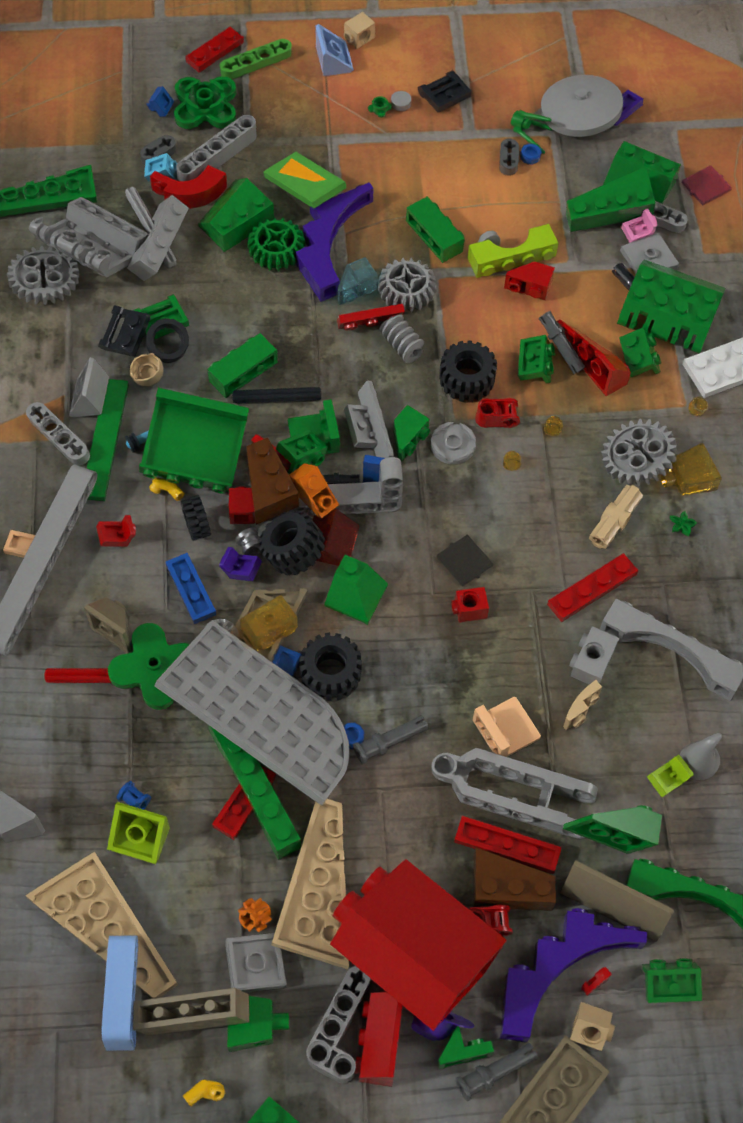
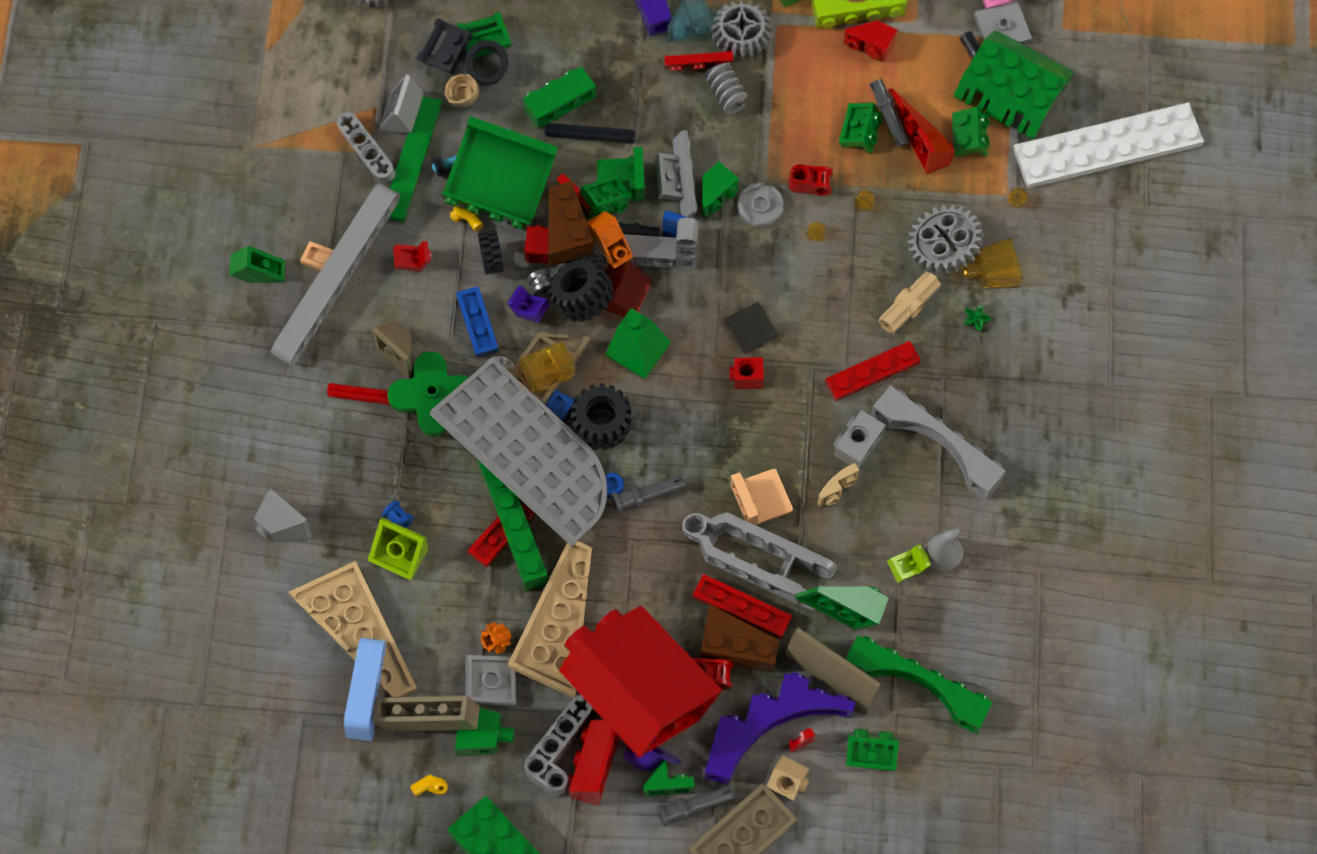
camera: 10 degrees right, 5 degrees up
(468, 356) = (792, 116): black tyre -> none

